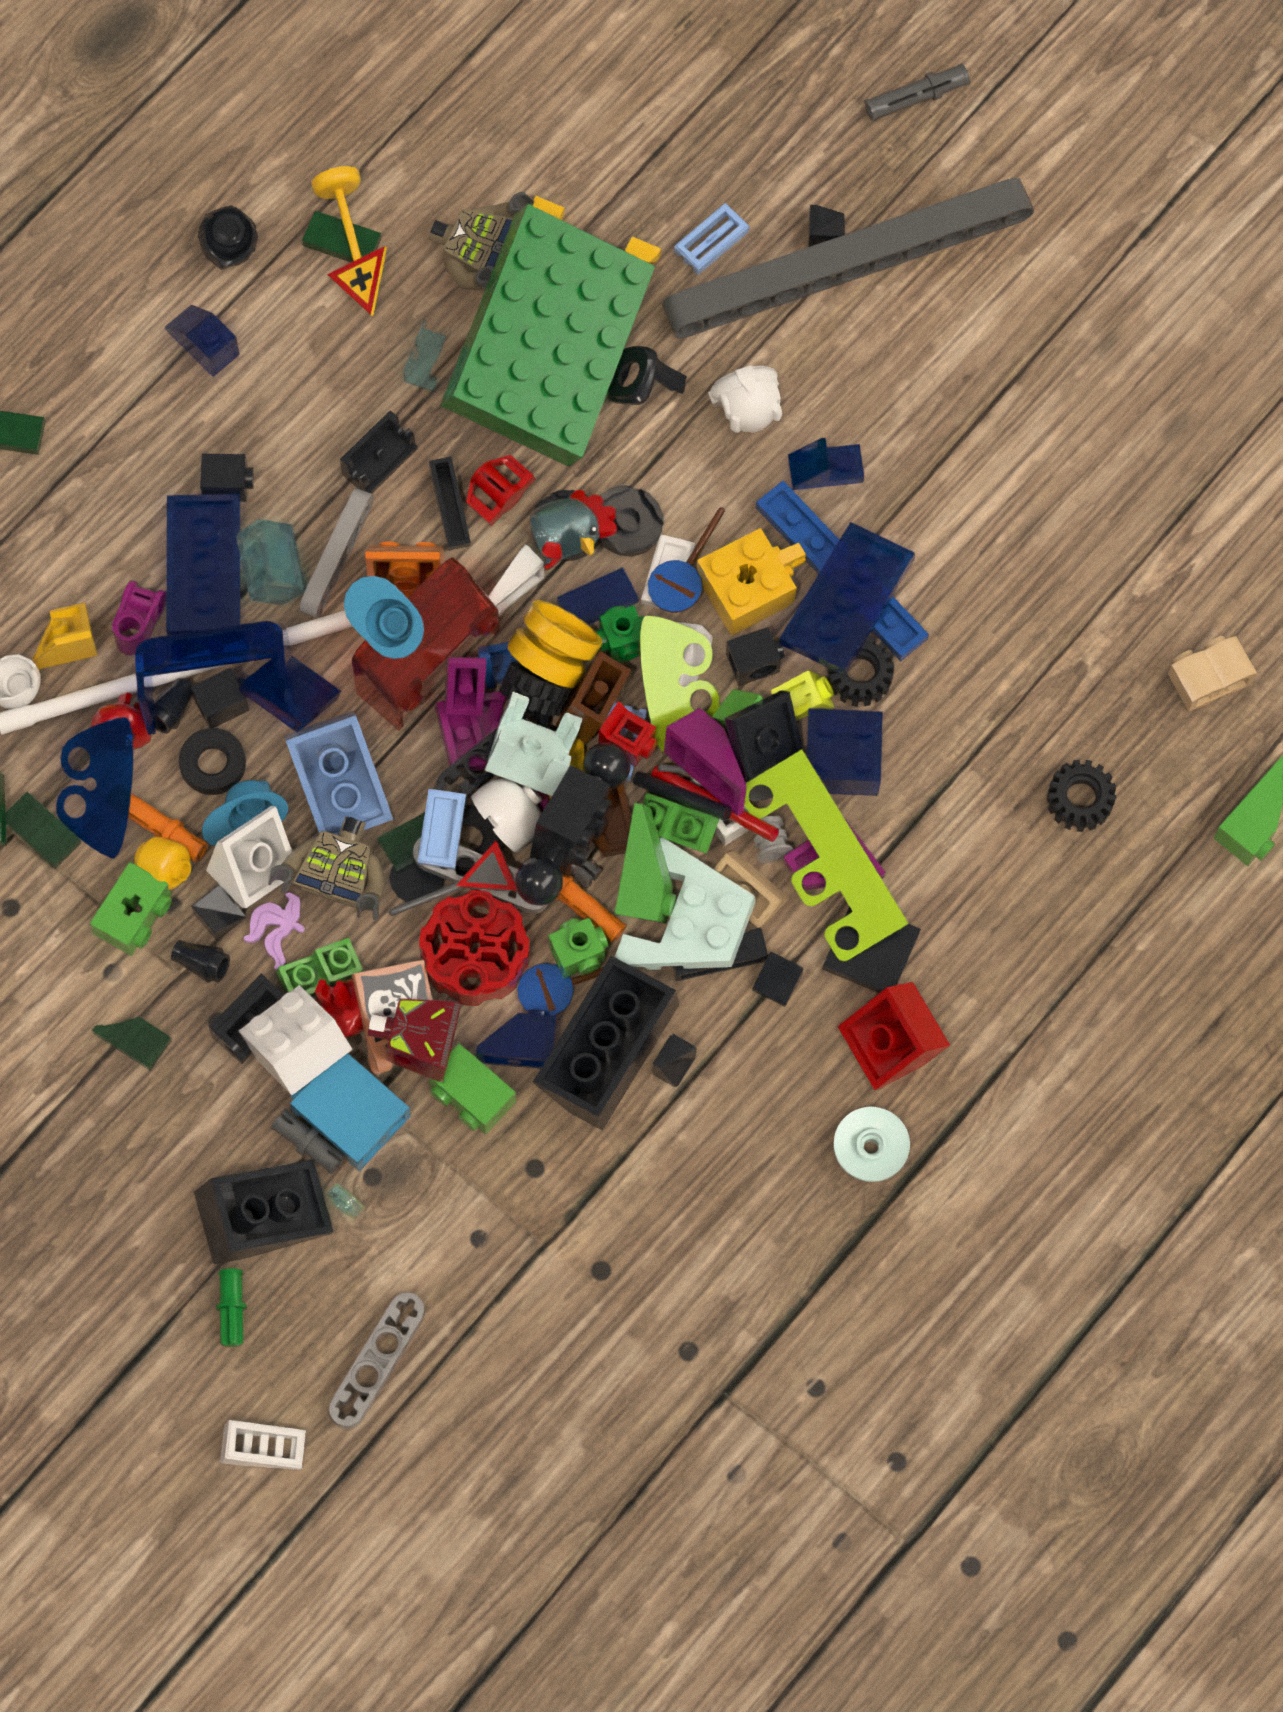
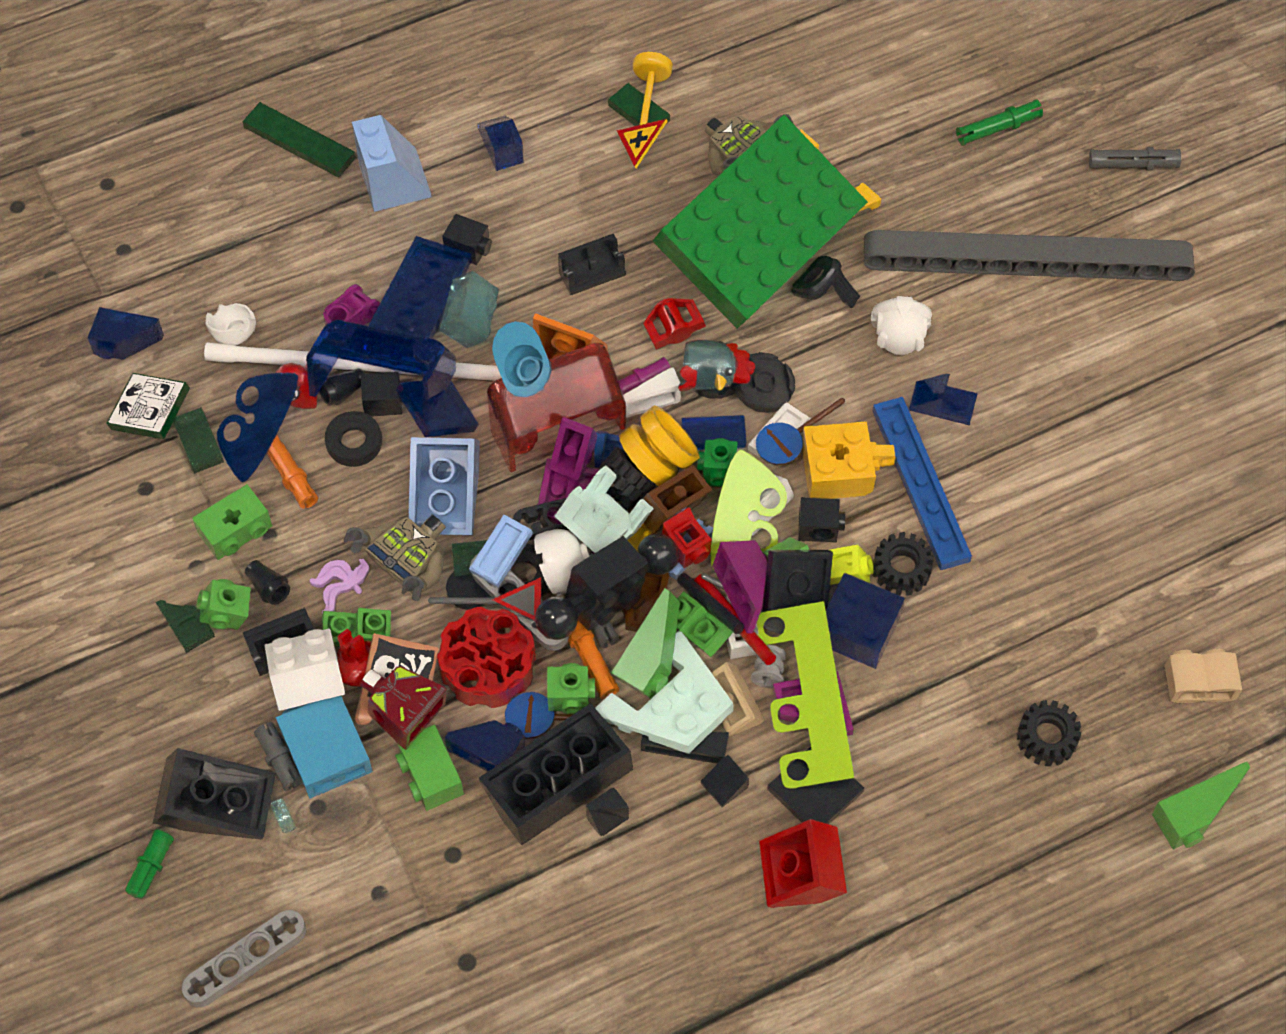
camera: 25 degrees right, 10 degrees down
(66, 637) = (290, 310): yellow slope -> none
(95, 423) = (388, 164): none -> light blue slope
(164, 860) = (276, 496): yellow head -> none
(171, 1004) = (224, 604): none -> bright green brick
(218, 912) = (299, 551): black slope -> none
(227, 237) = (552, 76): black hair -> none
(240, 805) = (354, 485): dark azure piece -> none
(247, 855) = (338, 509): white slope -> none
(248, 1430) = (100, 964): white slope -> none
(336, 553) = (546, 304): light grey beam -> none
(428, 354) = (667, 211): clear light blue piece -> none
(449, 503) = (630, 319): black piece -> none
(496, 565) = (642, 375): none -> magenta pin
(700, 265) = (927, 210): light blue tile -> none
(762, 93) = (1011, 118): none -> green pin
(824, 225) = (1019, 223): black slope -> none
(847, 598) = (914, 501): clear blue plate -> none
(874, 1126) = (745, 933): light aqua dish -> none

